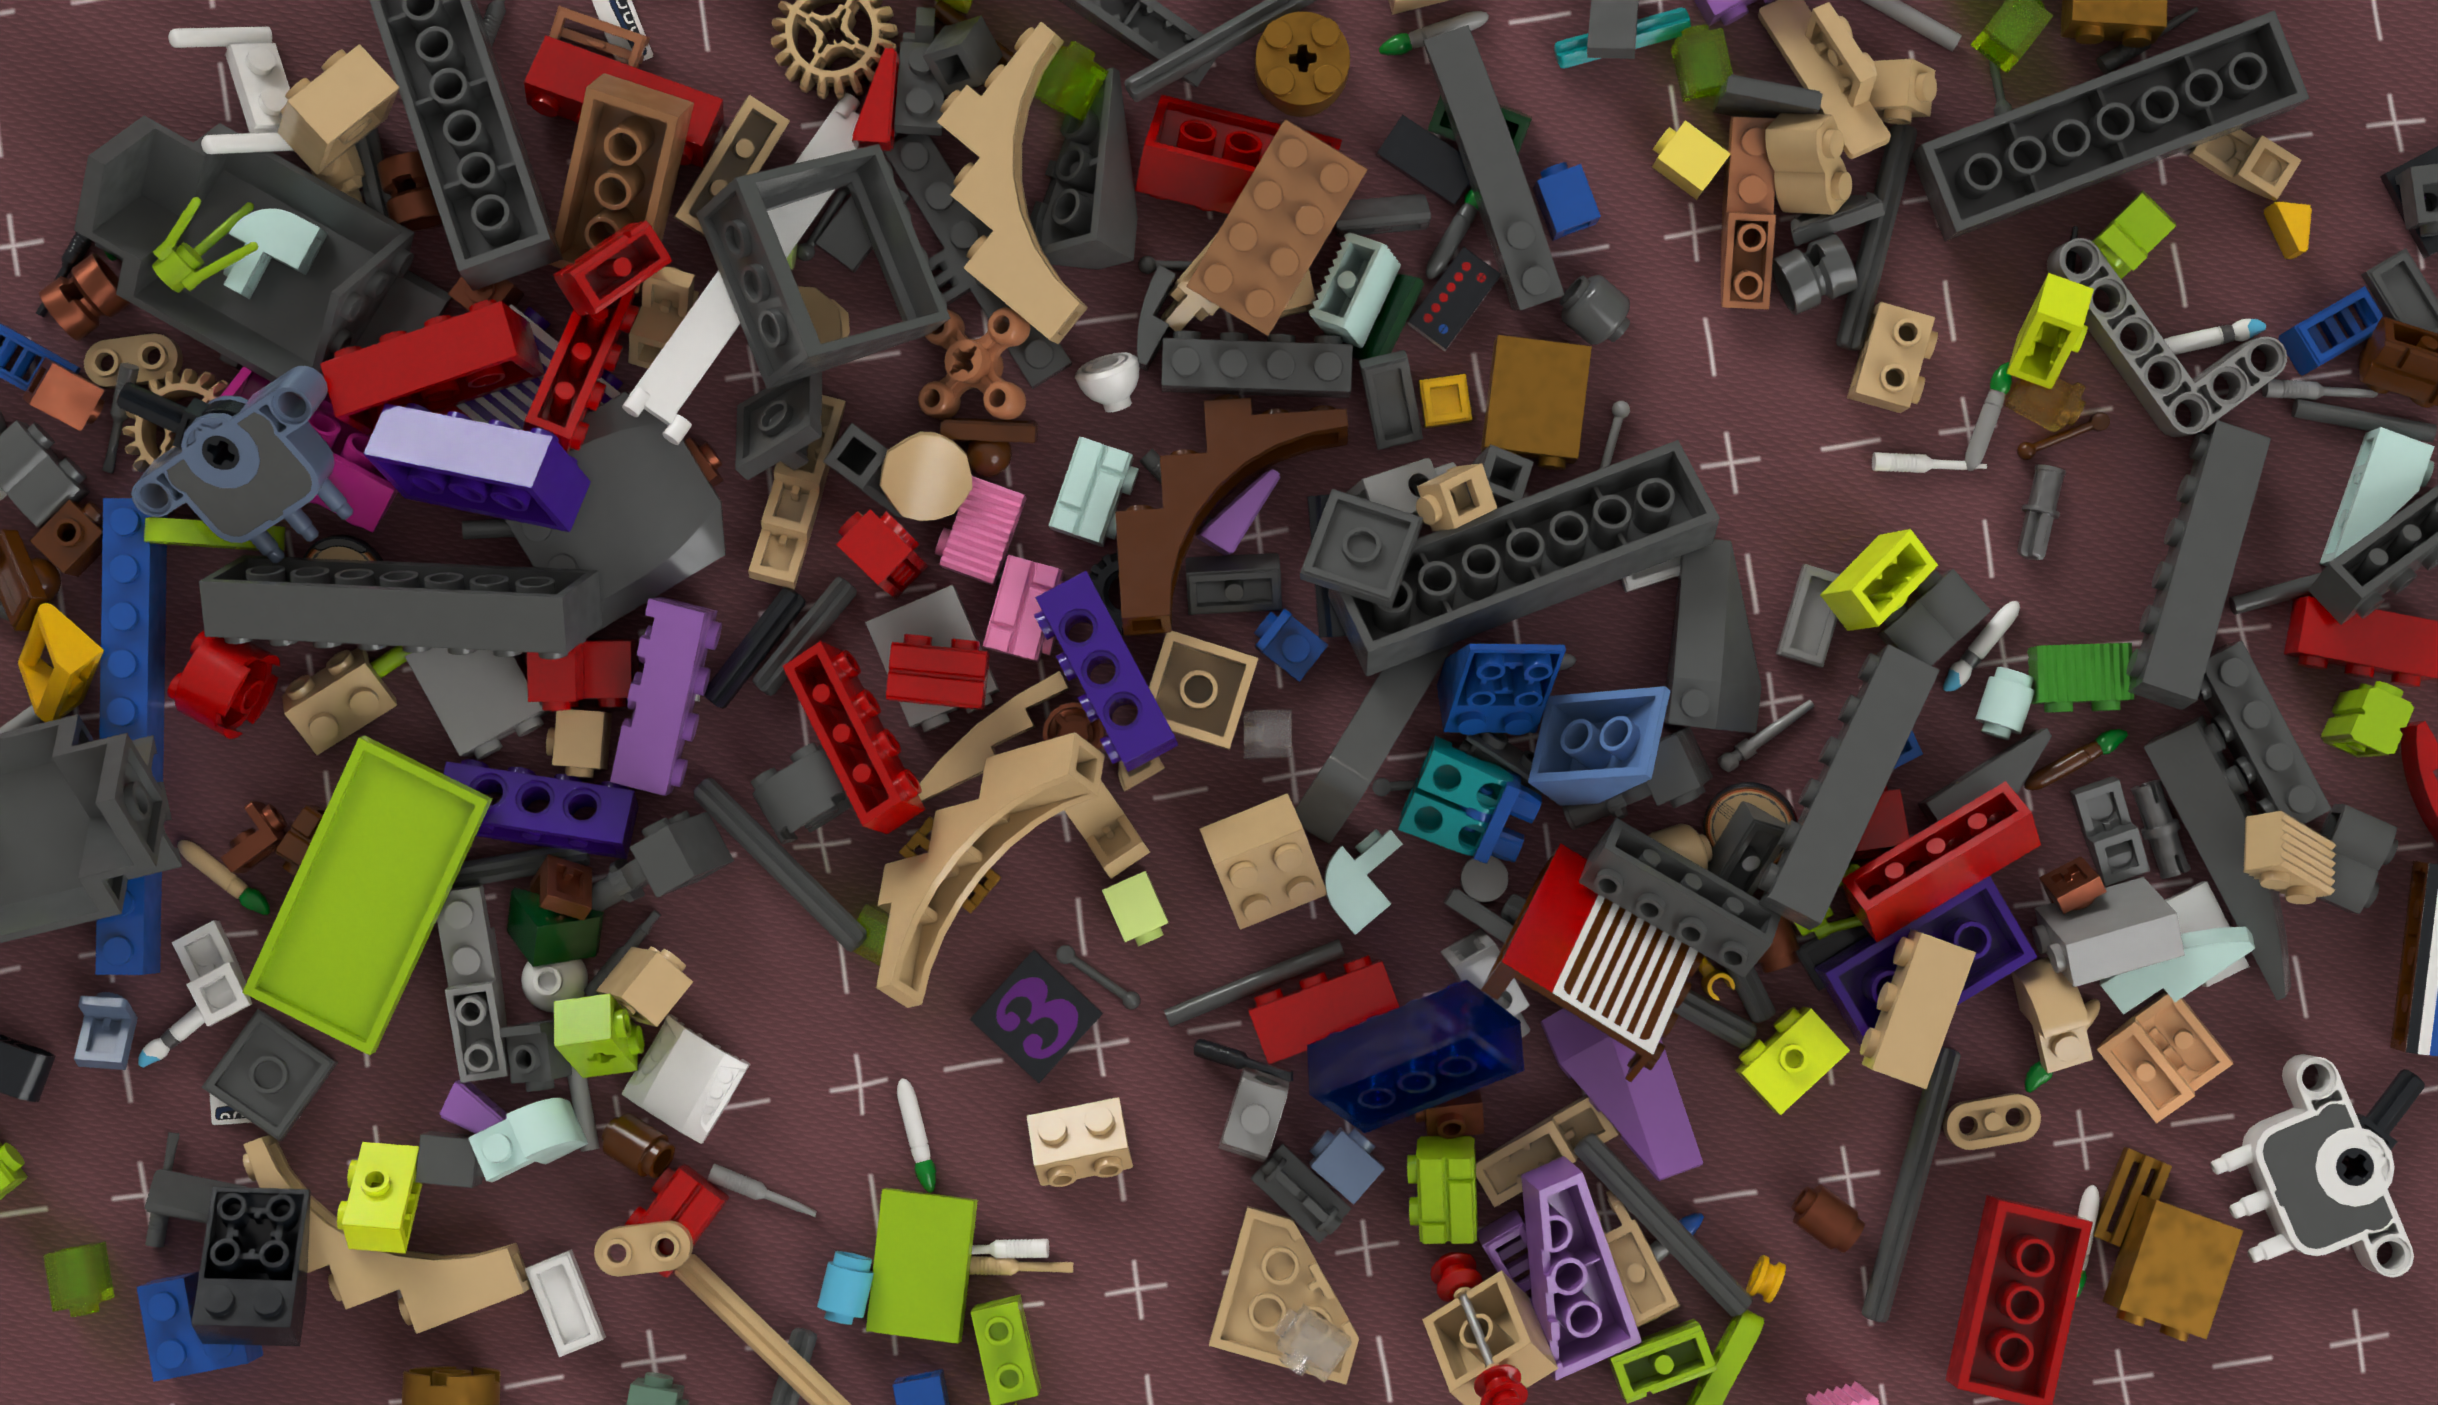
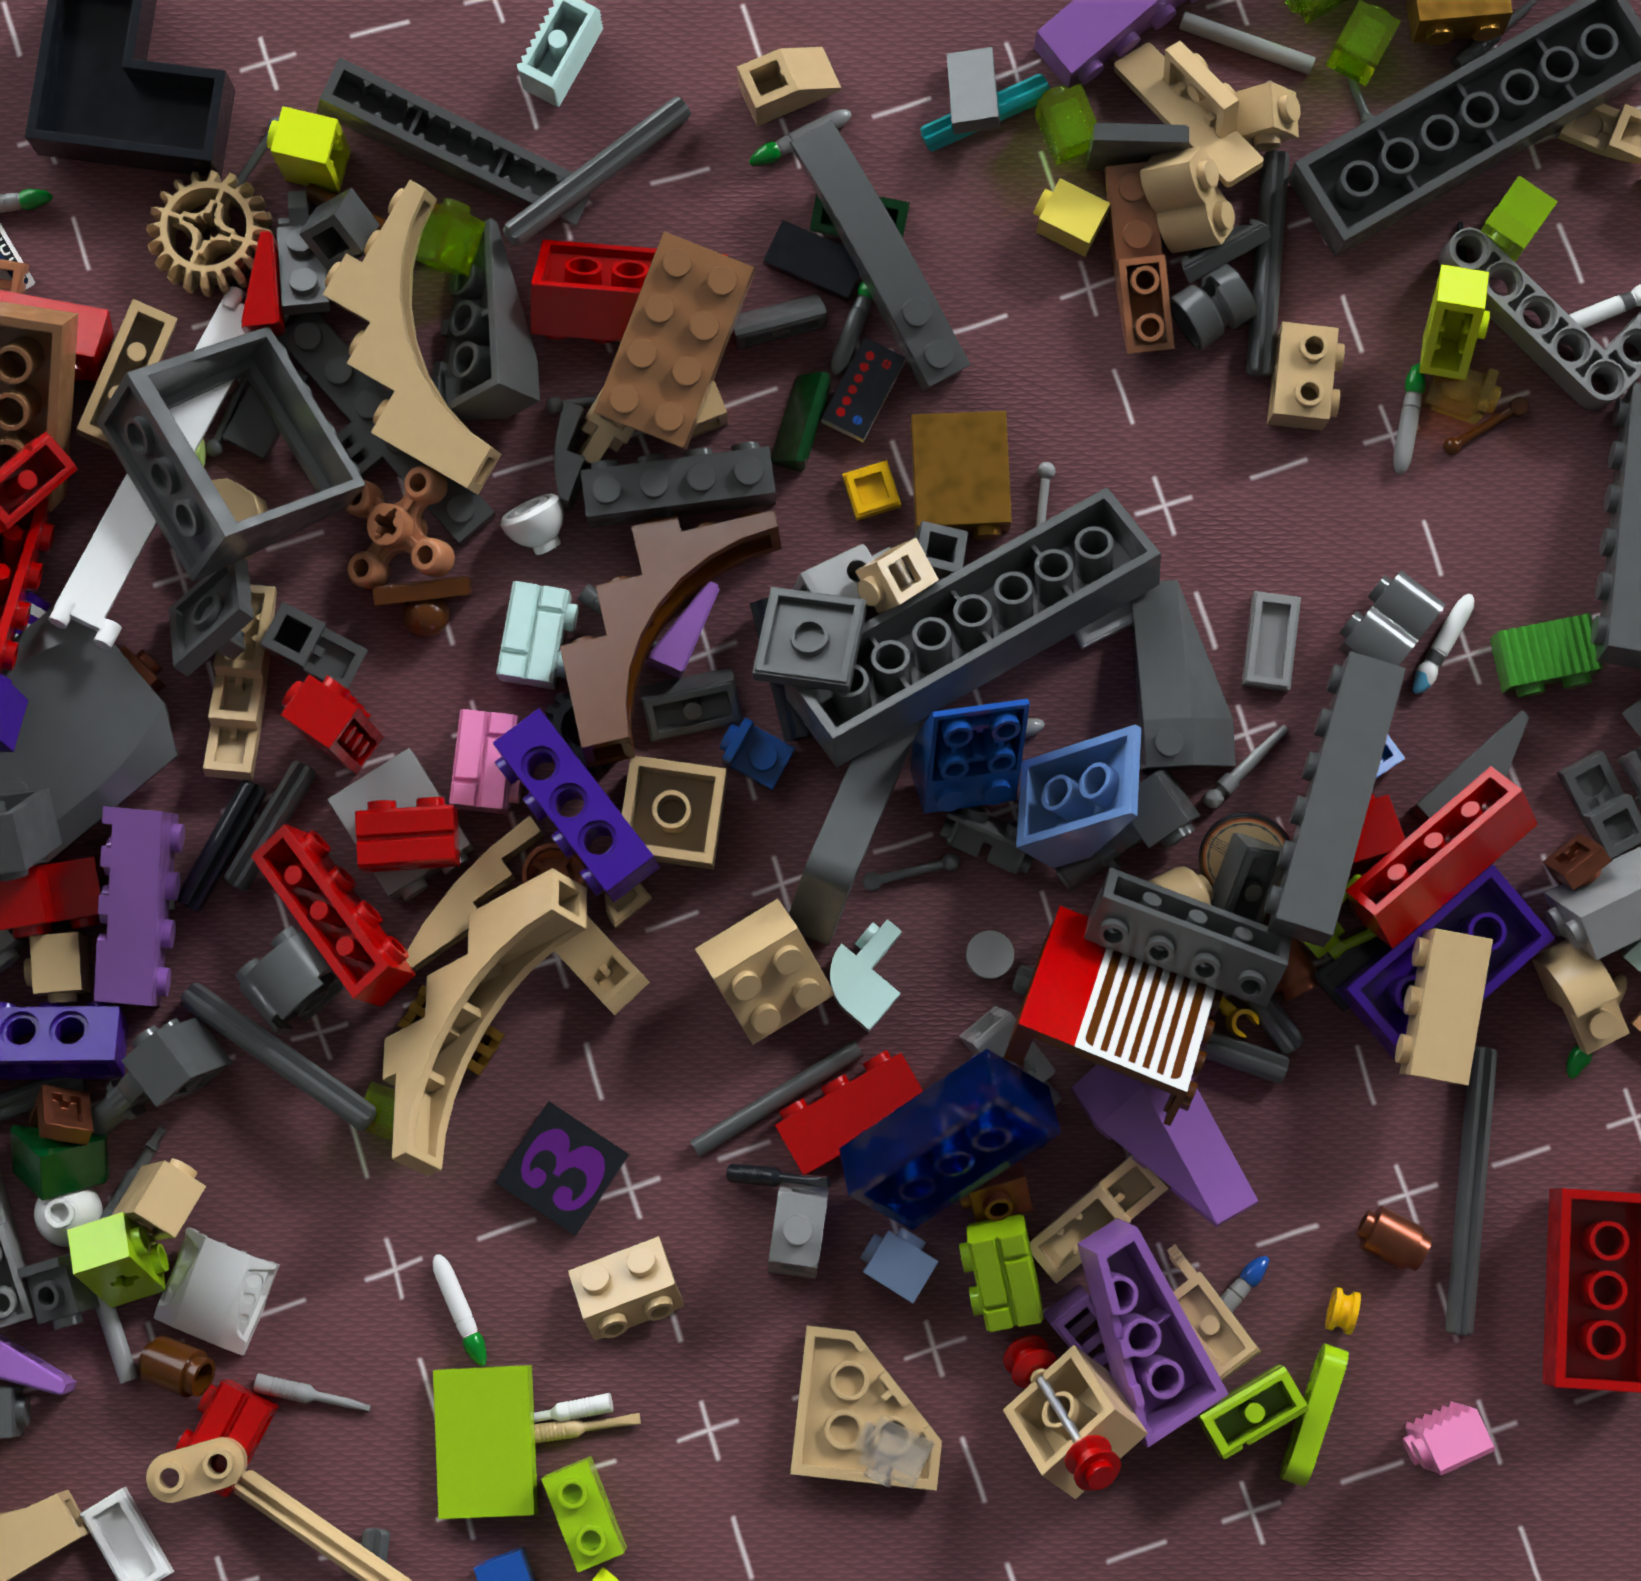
camera: 10 degrees left, 5 degrees down
(528, 1135) = (64, 1370): light aqua brick -> none
(665, 303) = (78, 513): tan brick -> none
(846, 1287) = (411, 1477): medium azure brick -> none
(926, 476) = (365, 643): tan hat -> none
(981, 532) = (430, 691): bright pink brick -> none
(1066, 955) = (583, 1102): dark grey hinge -> none
(1136, 909) = (645, 1042): yellowish green brick -> none
(1268, 734) = (749, 846): clear brick -> none
(1301, 1193) = (858, 1303): dark grey hinge -> none
(1322, 46) = (669, 160): pearl gold brick -> none
(1355, 289) = (763, 393): light aqua brick -> none
(1391, 399) = (817, 495): dark grey tile -> none
(1467, 803) = (959, 880): teal hips -> none
(1478, 914) = (989, 990): dark grey tile -> none
(1565, 200) = (957, 276): blue brick -> none
(1595, 309) = (1004, 376): dark grey head -> none
(1663, 1225) = (1229, 1272): dark grey axle -> none
(1791, 1058) = (1328, 1083): neon yellow brick -> none
(1879, 580) = (1330, 592): neon yellow brick -> none
(1914, 463) = (1344, 476): white piece -> none
(1990, 1121) = (1538, 1113): tan plate -> none
(2005, 703) = (1477, 694): light aqua brick -> none
(2040, 511) = (1477, 502): flat silver axle -> none
(2102, 745) = (1555, 741): reddish brown piece -> none

